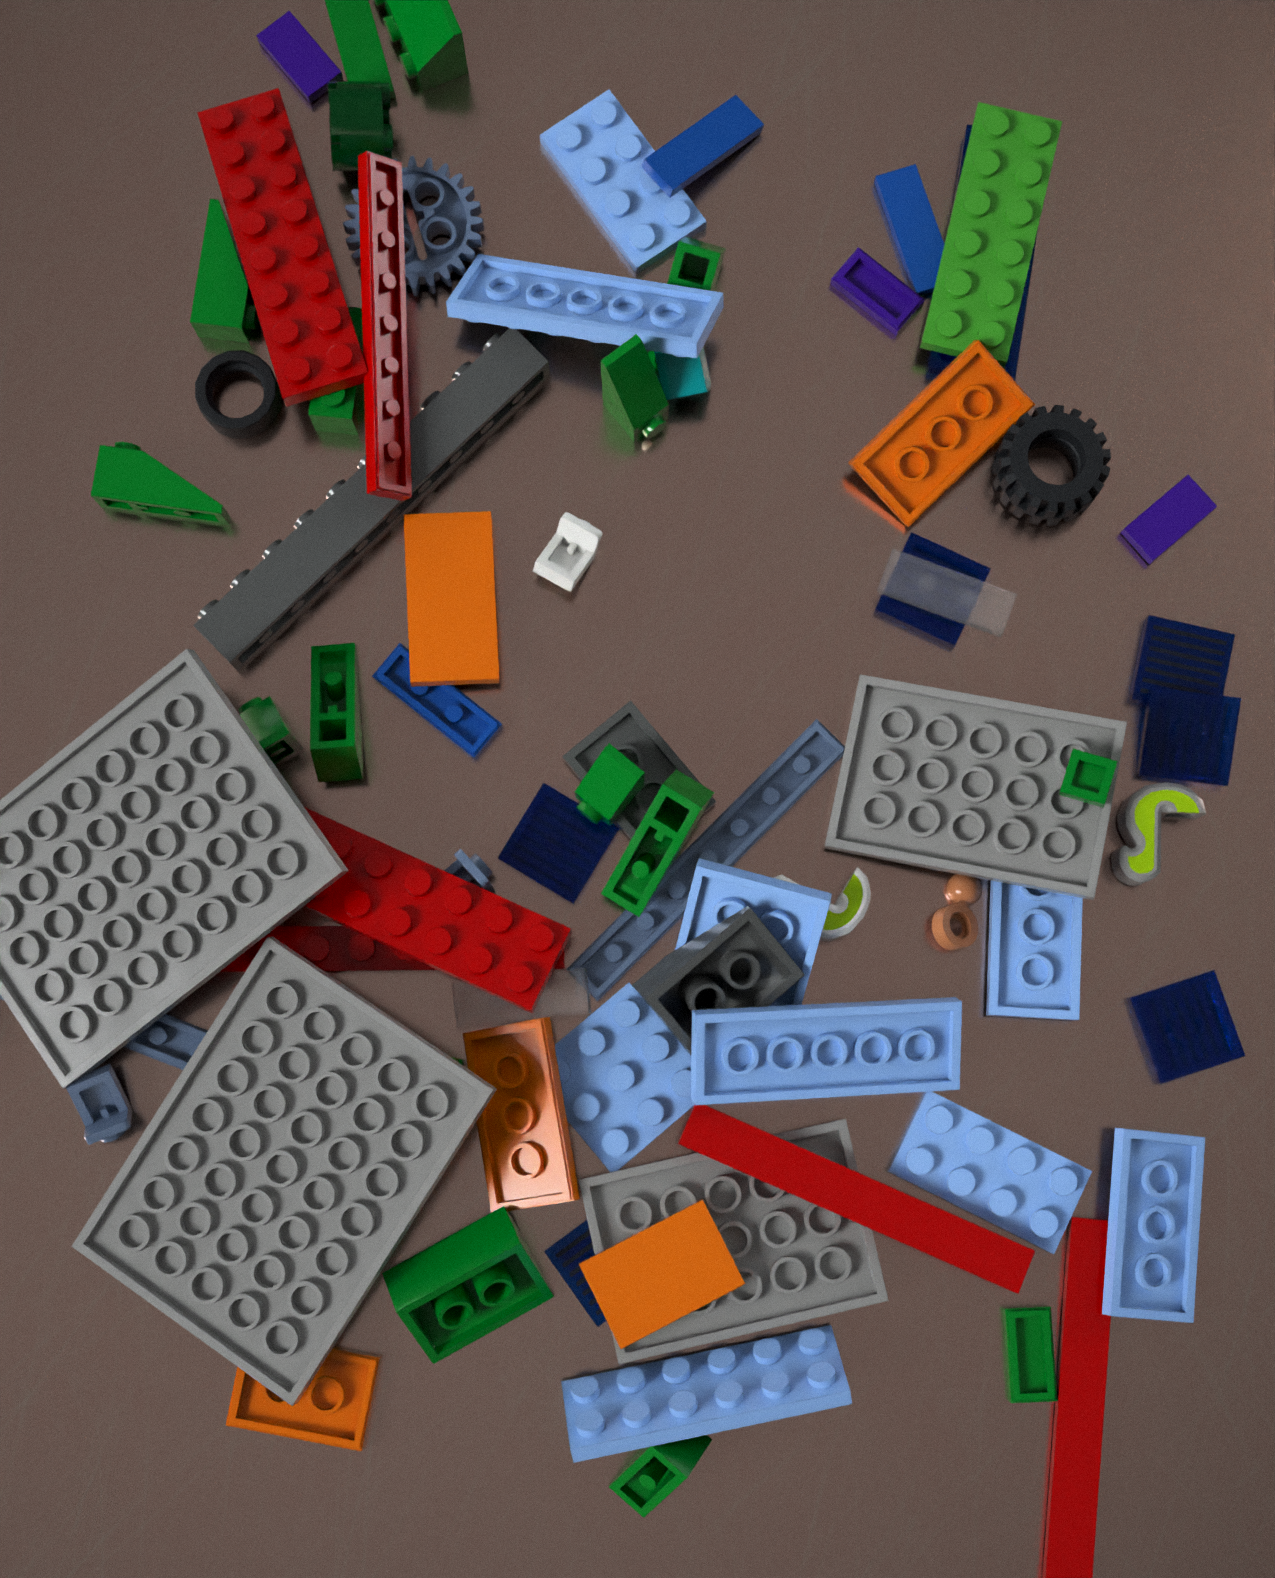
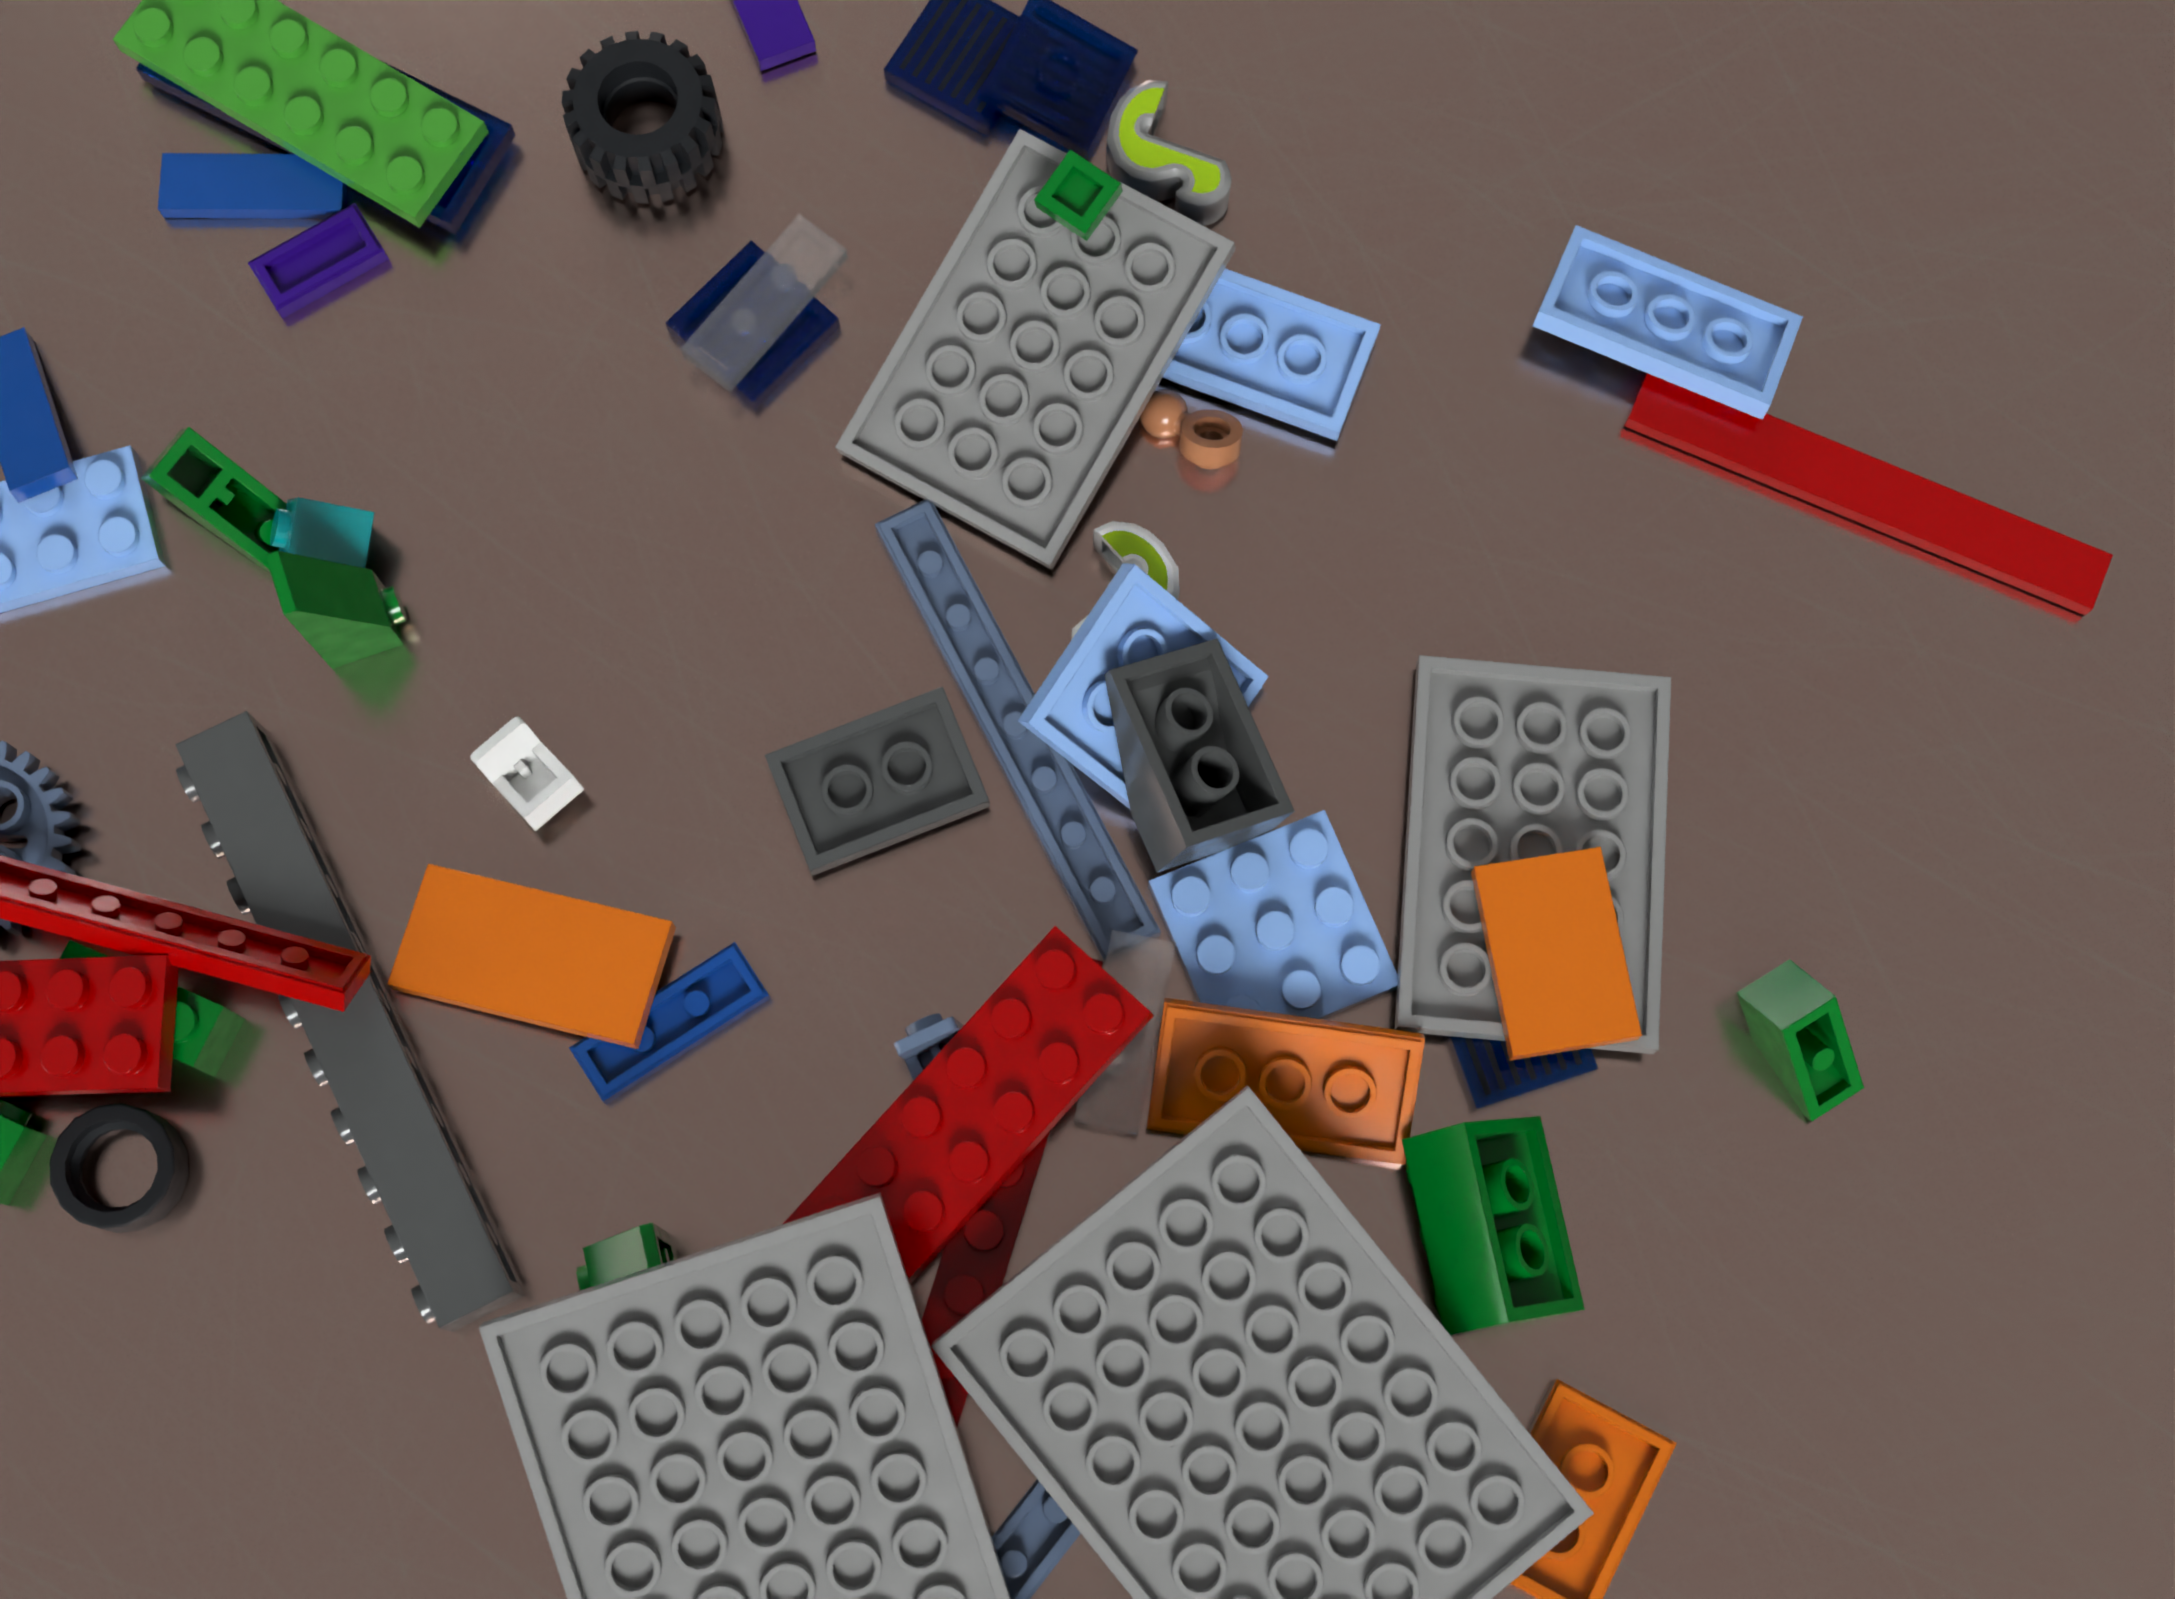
camera: 75 degrees left, 5 degrees down
(140, 484) = (201, 1344): green slope -> none
(335, 713) = (638, 1165): green slope -> none
(557, 844) = (927, 918): clear blue tile -> none
(585, 305) = (186, 635): light blue plate -> none
(609, 786) = (878, 808): green slope -> none
(657, 842) = (975, 774): green slope -> none
(704, 1393) = (1728, 949): light blue plate -> none
(825, 1050) = (1324, 648): light blue plate -> none
(856, 1197) = (1523, 676): red tile -> none
(941, 433) = (547, 236): orange tile -> none
(989, 1171) = (1538, 503): light blue plate -> none
(1029, 1354) = (1785, 529): green tile -> none
(1185, 1027) = (1428, 206): clear blue tile -> none

